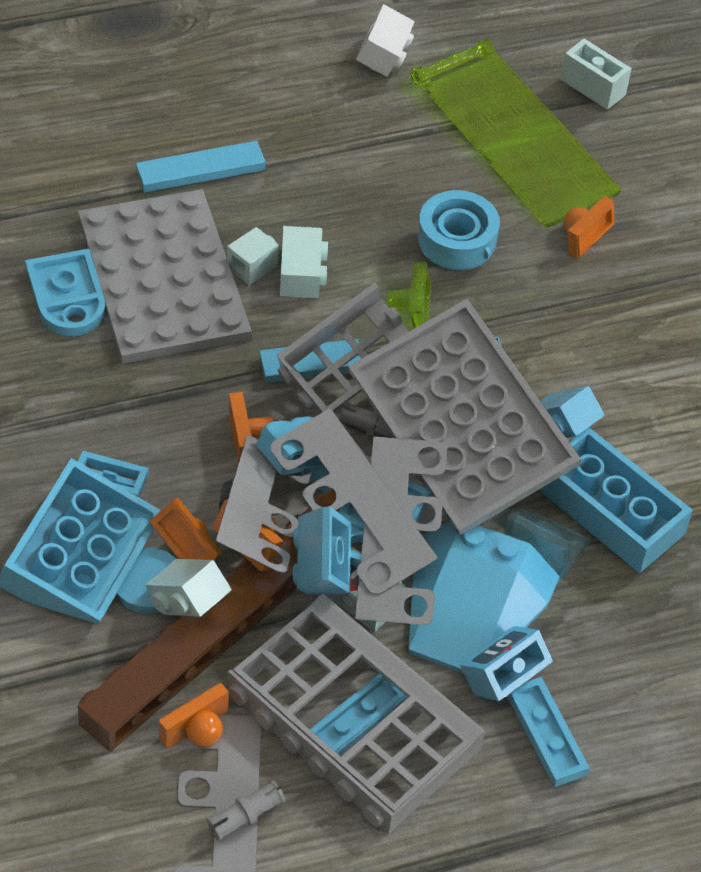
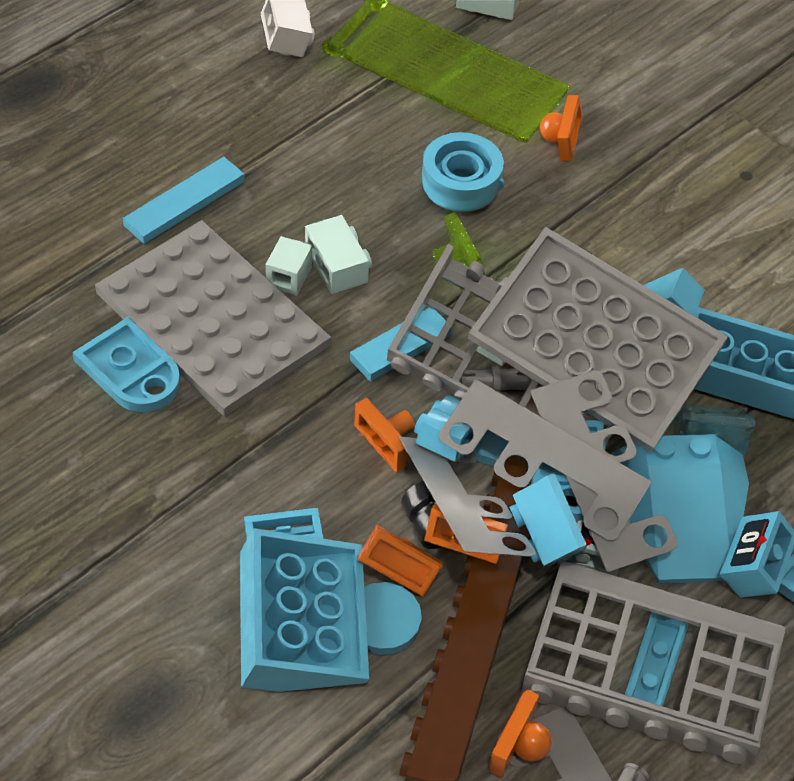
camera: 25 degrees left, 0 degrees up
(187, 587) = (441, 609): light aqua brick -> none

